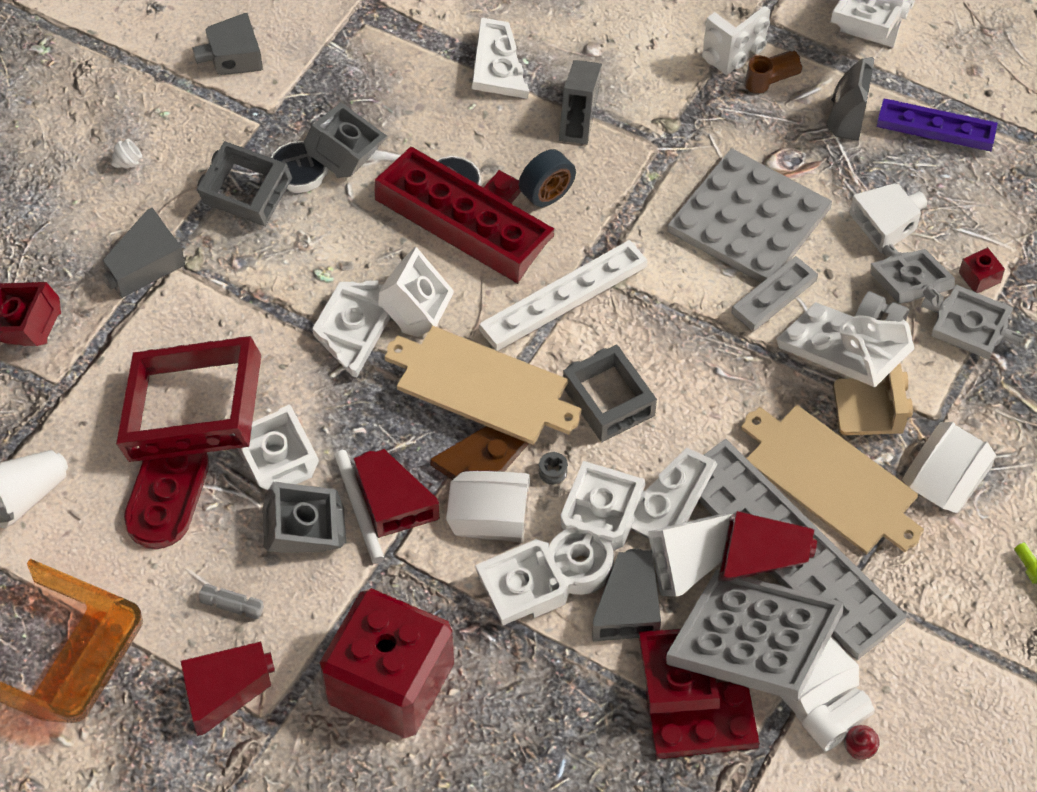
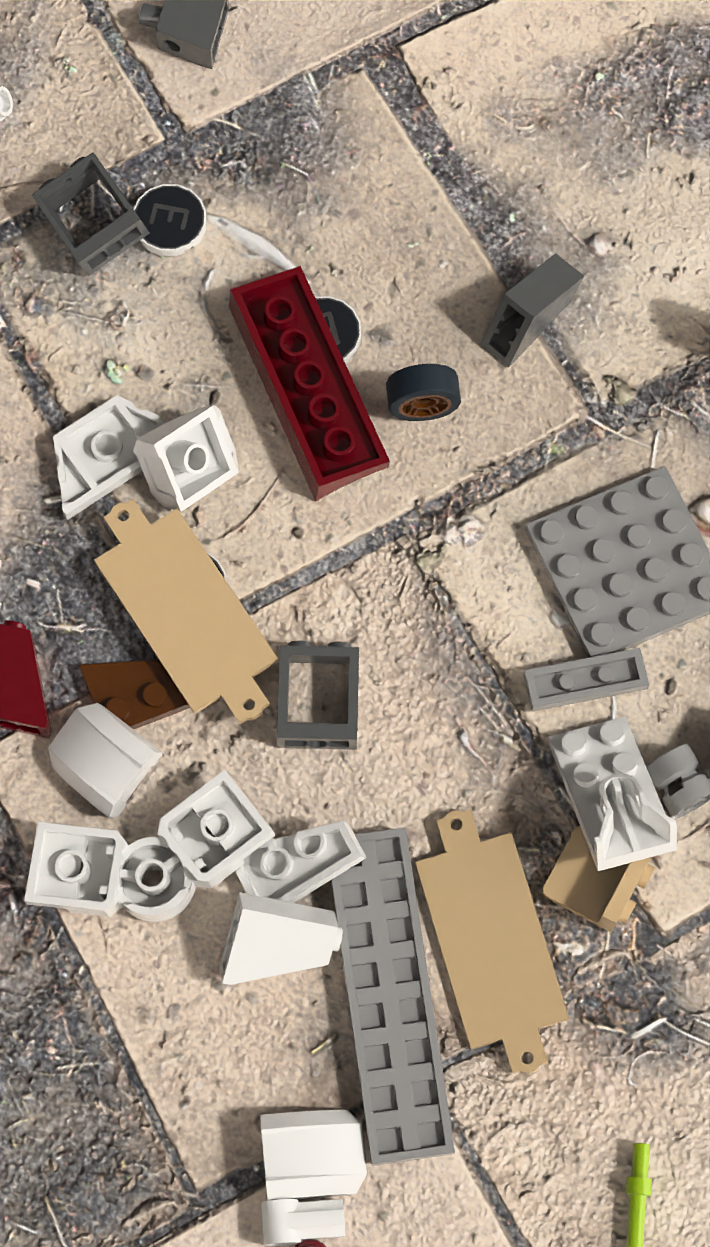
camera: 30 degrees right, 15 degrees up
(343, 141) = (234, 216): dark grey slope -> none
(496, 61) = (473, 203): white wing -> none
(504, 186) = (372, 372): dark red plate -> none
(553, 459) = (210, 741): dark grey bush -> none
(562, 295) = (351, 547): white plate -> none
(628, 599) = (177, 952): dark grey slope -> none
(669, 686) = (168, 1068): dark red plate -> none
(707, 730) = (164, 1131): dark red plate -> none
(756, 635) = (270, 1081): light grey plate -> none
(763, 546) = (346, 988): dark red slope -> none
(949, 466) = (626, 1007): white slope -> none

